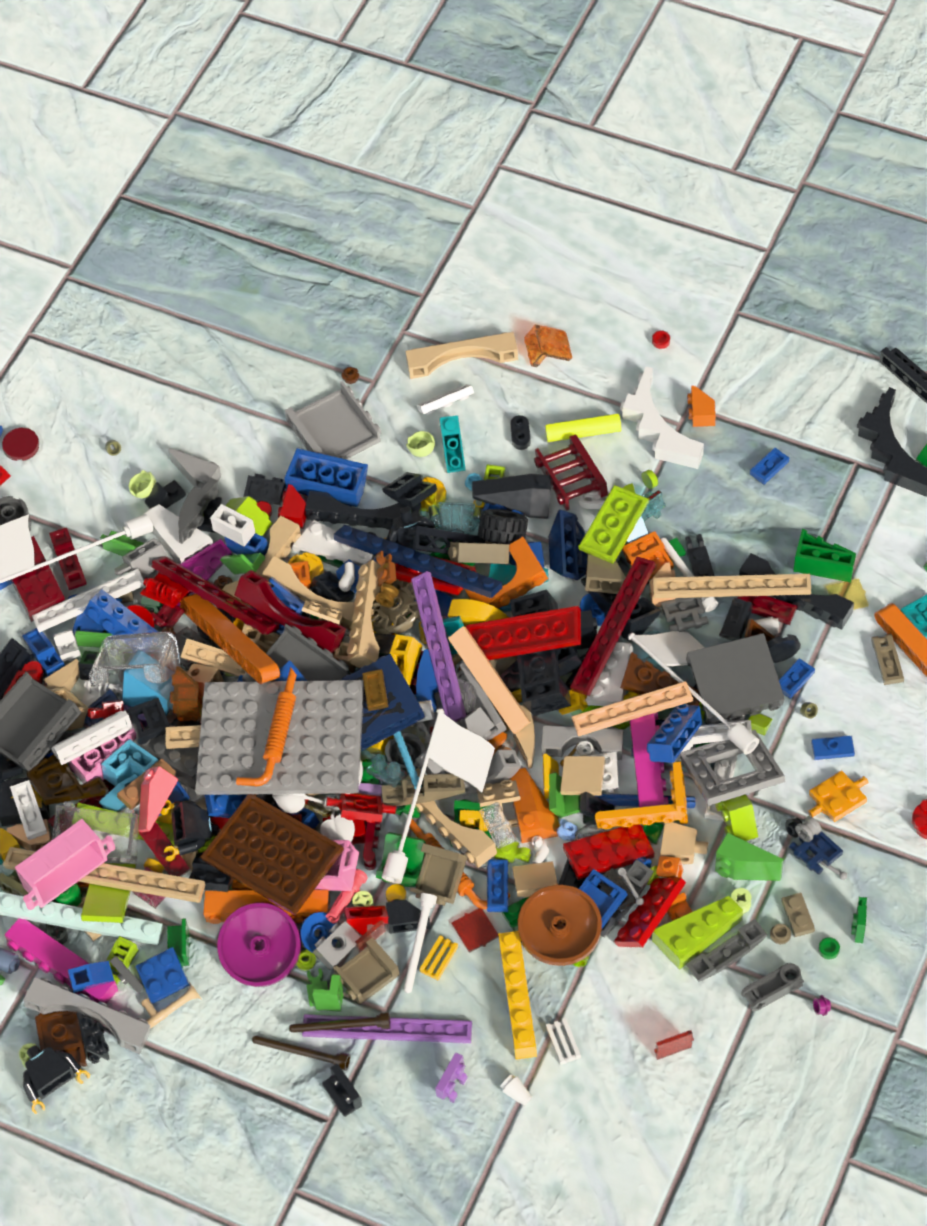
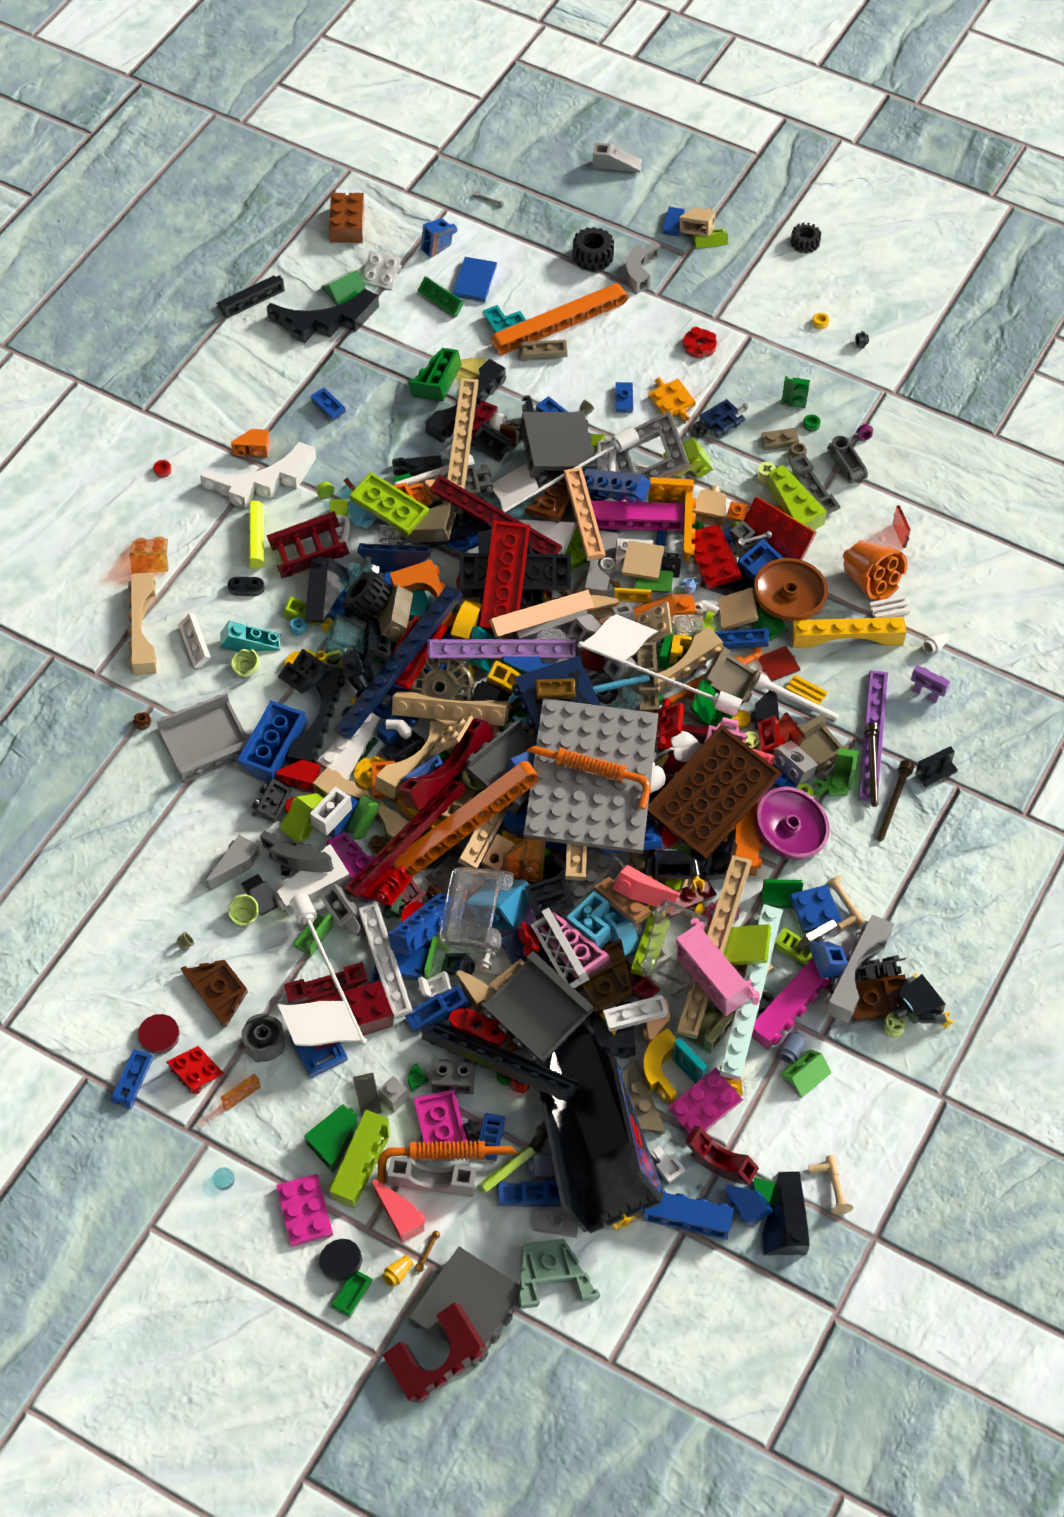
camera: 90 degrees left, 0 degrees up
(64, 479) = (218, 988): none -> reddish brown wing
(387, 572) = (410, 685): dark orange plate -> none
(387, 595) = (434, 688): pearl gold wheel -> none
(539, 523) = (356, 570): none -> clear light blue hips
(601, 1012) = (875, 568): none -> orange cone
(746, 861) = (731, 462): bright green slope -> none
(808, 829) = (709, 414): light grey wheel -> none

